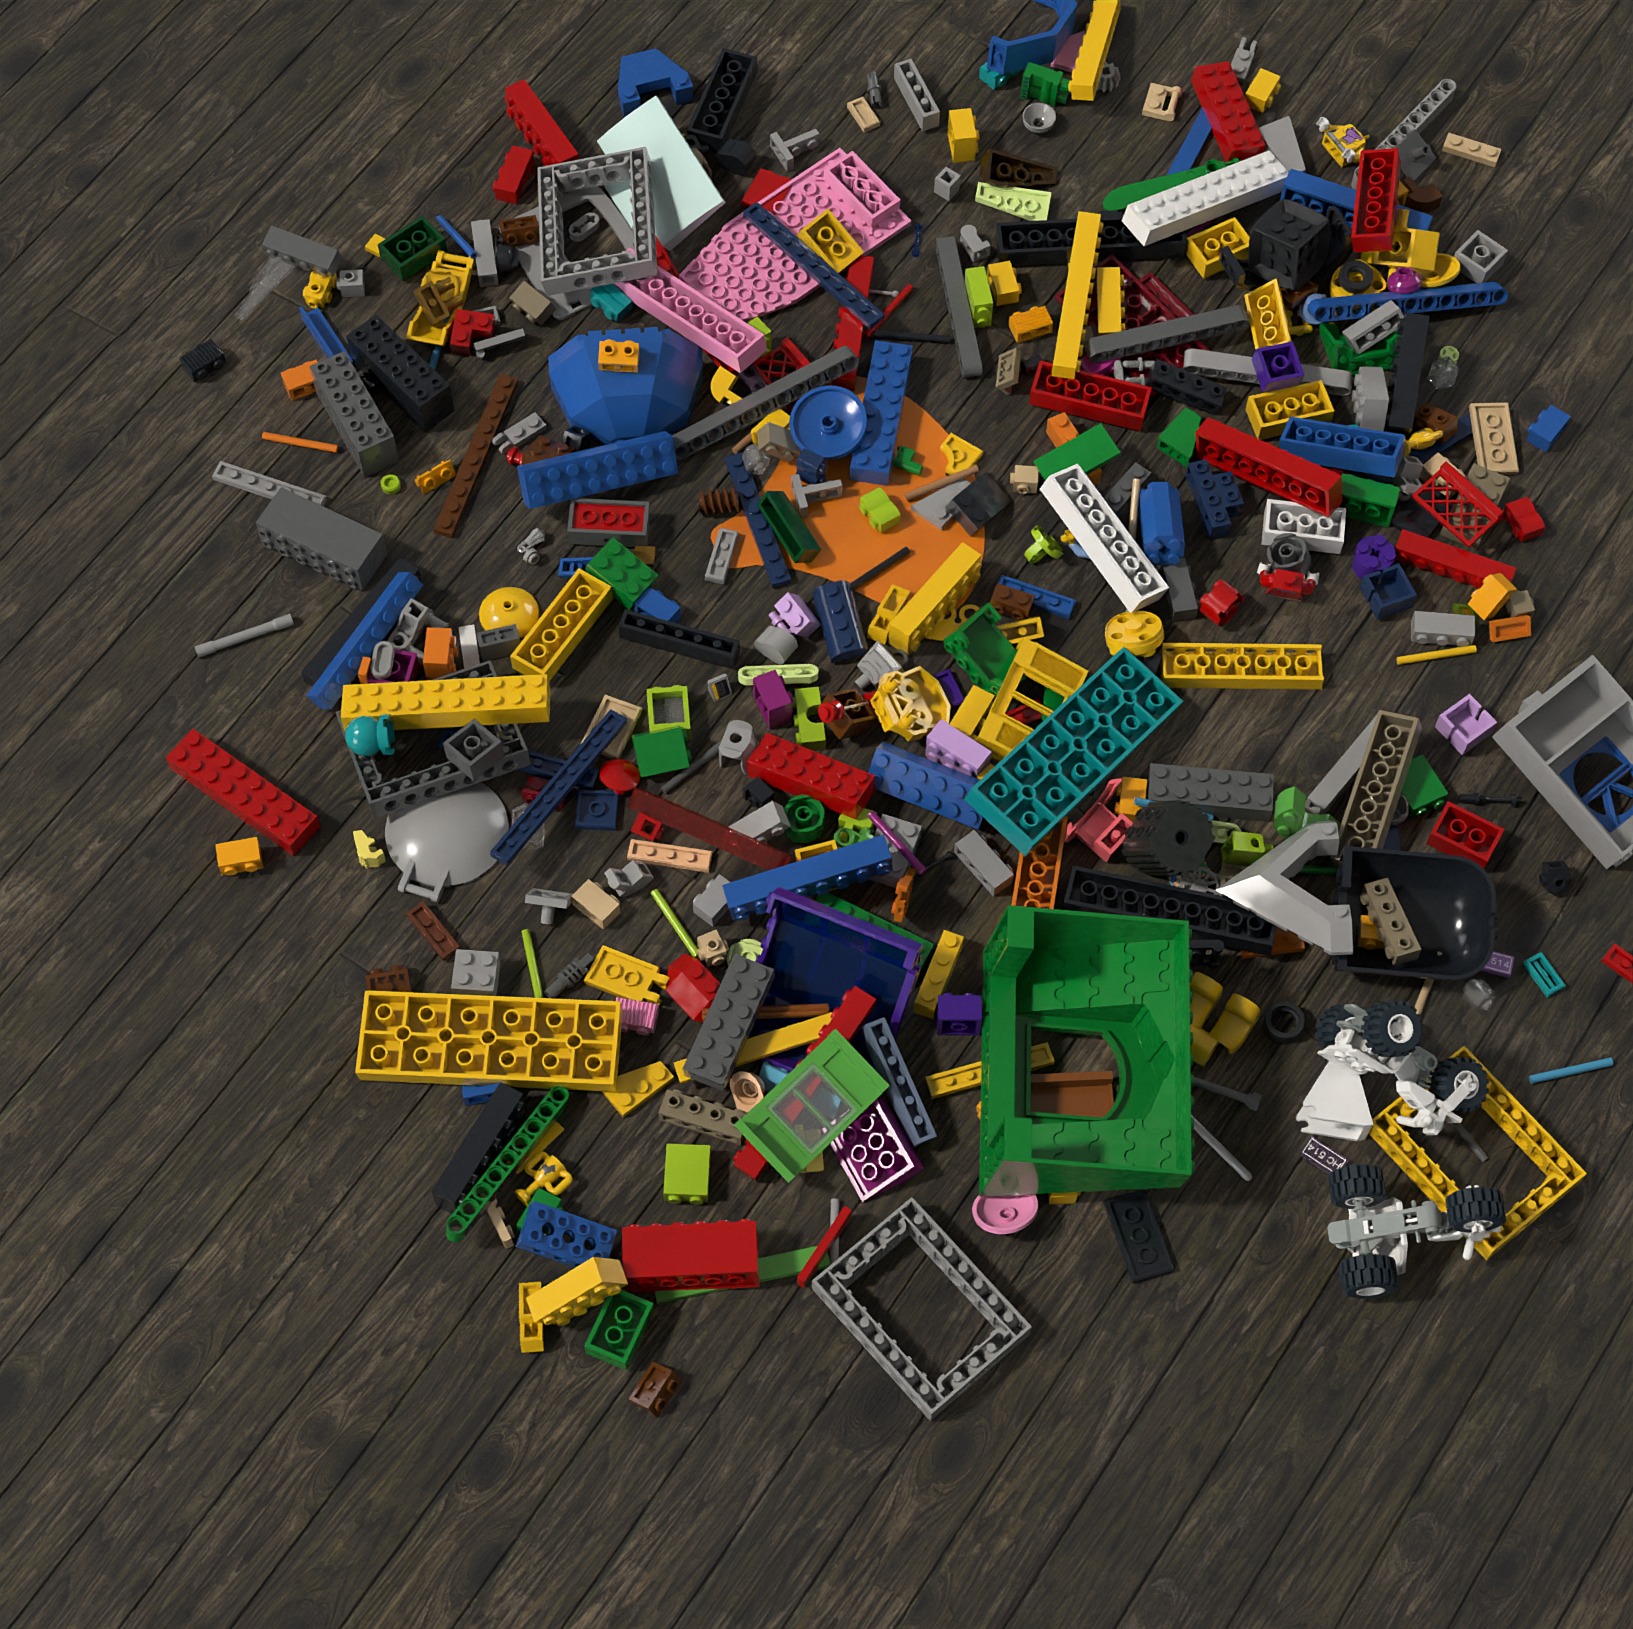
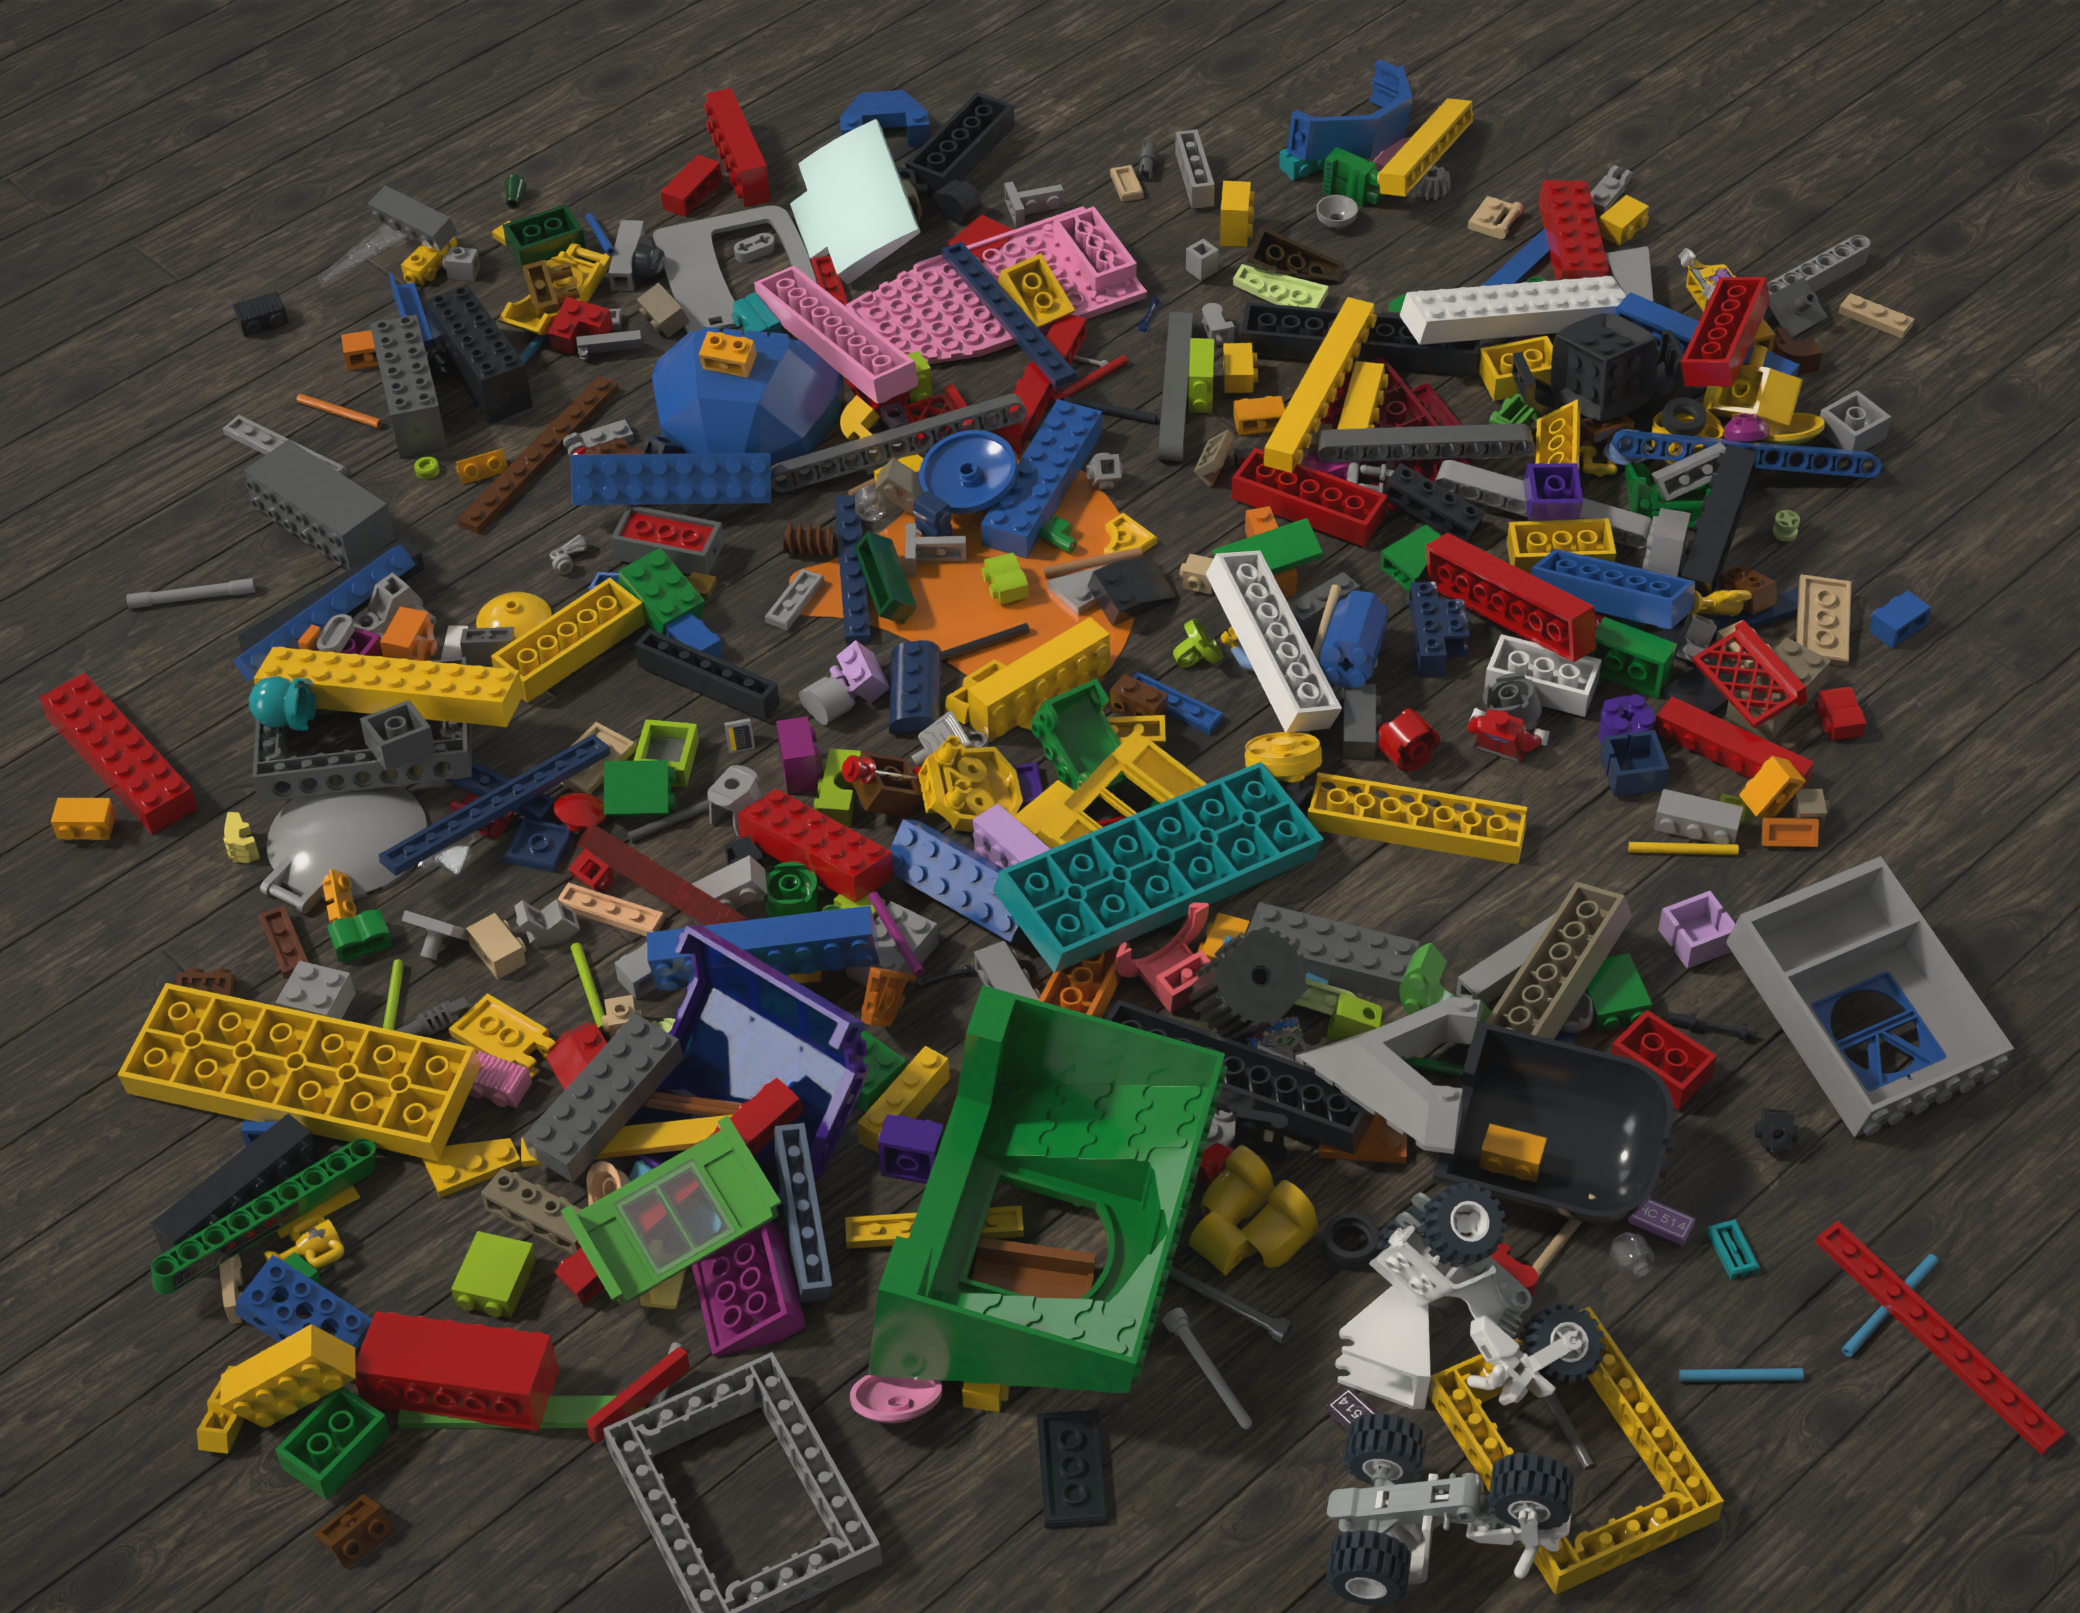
camera: 15 degrees right, 15 degrees down
(369, 202) = (514, 190): none -> dark green cone
(460, 878) = (338, 888): none -> light orange hinge
(489, 914) = (359, 935): none -> green brick
(520, 231) = (674, 237): reddish brown bracket -> none
(585, 173) = (702, 278): light grey brick -> none
(791, 673) = (830, 735): yellowish green plate -> none
(927, 398) = (1109, 465): none -> light grey brick
(1218, 303) = (1509, 407): none -> bright green window
(1390, 922) = (1524, 1134): dark tan brick -> none
(1443, 373) = (1774, 538): clear brick -> none

